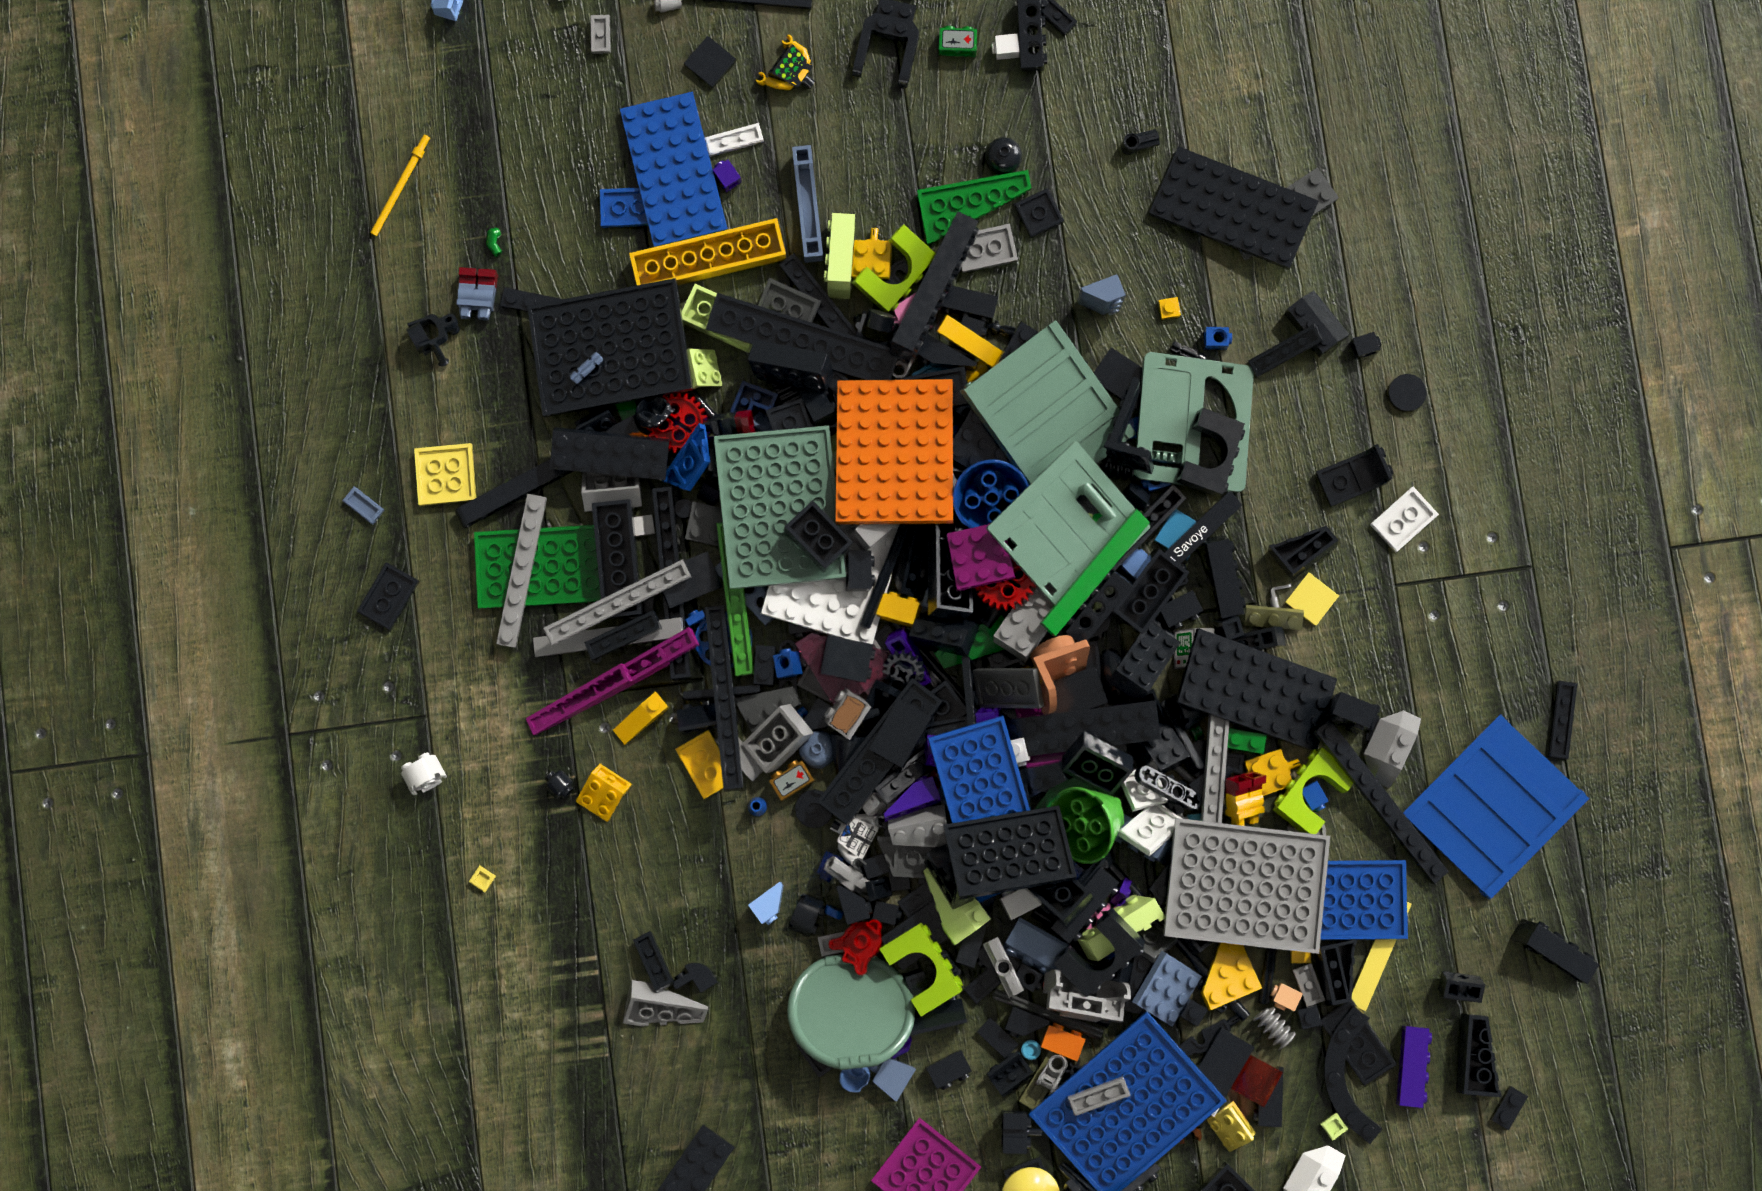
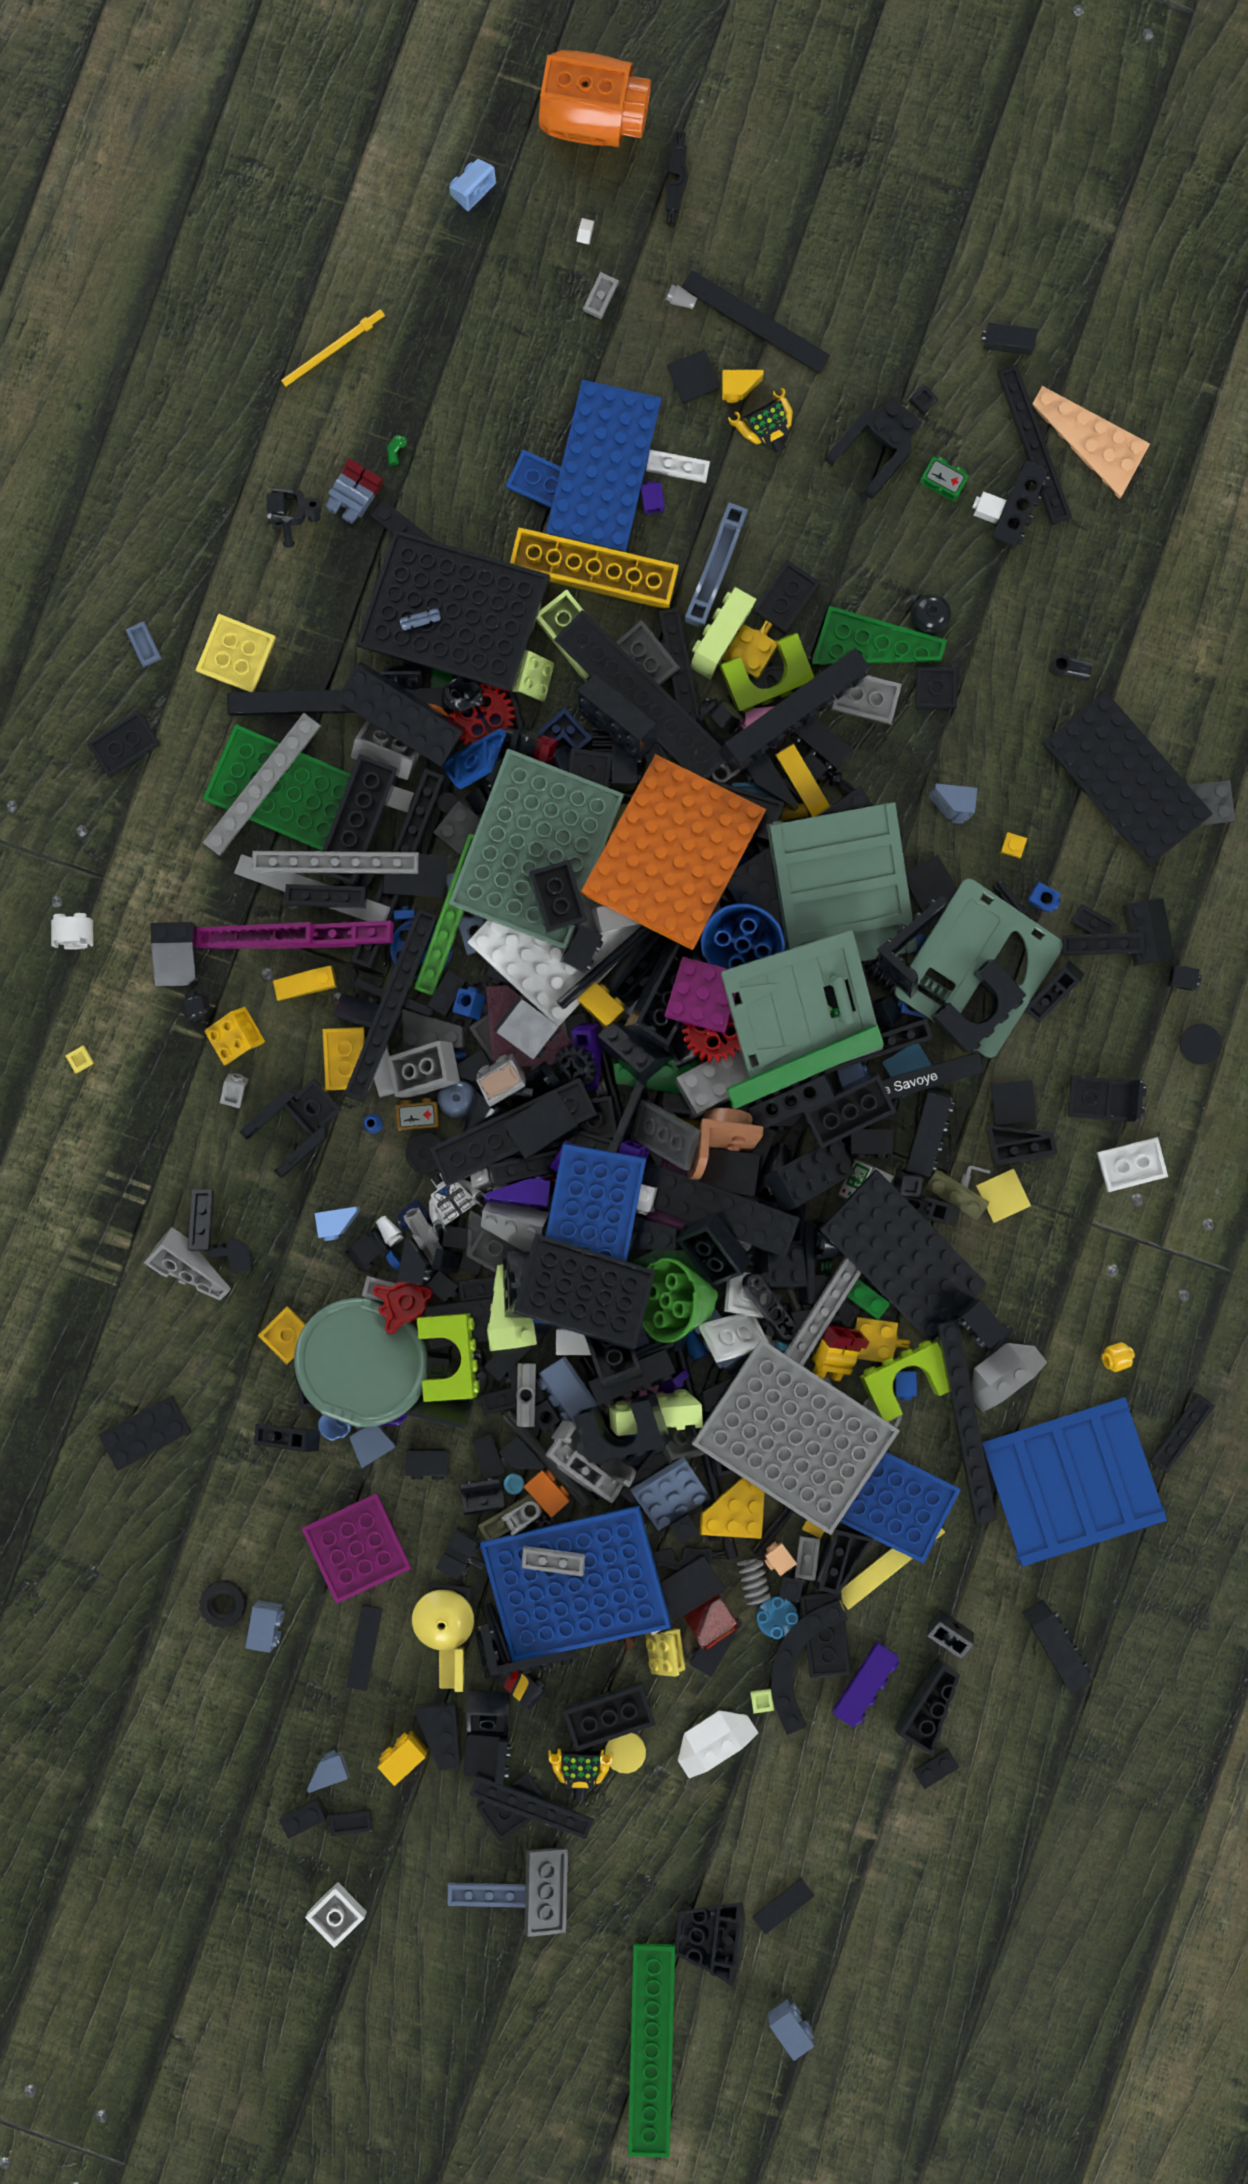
camera: 30 degrees right, 5 degrees up
(518, 749) = (174, 953): none -> slope
(626, 838) = (233, 1090): none -> light grey bracket
(700, 820) = (310, 1108): none -> black plate
(750, 48) = (739, 383): none -> yellow slope
(772, 1023) = (283, 1334): none -> yellow tile
(818, 890) = (390, 1233): none -> white cone
(819, 1109) = (287, 1437): none -> black slope
(878, 201) = (786, 597): none -> black tile
(1123, 855) = (695, 1346): none -> blue cone
(1265, 410) = (1054, 991): none -> black slope
(1266, 337) = (1092, 921): none -> black plate
(1279, 518) = (1013, 1102): none -> black tile
(1309, 1048) = (777, 1617): none -> dark azure dish
(1477, 684) = (1118, 1357): none -> yellow head

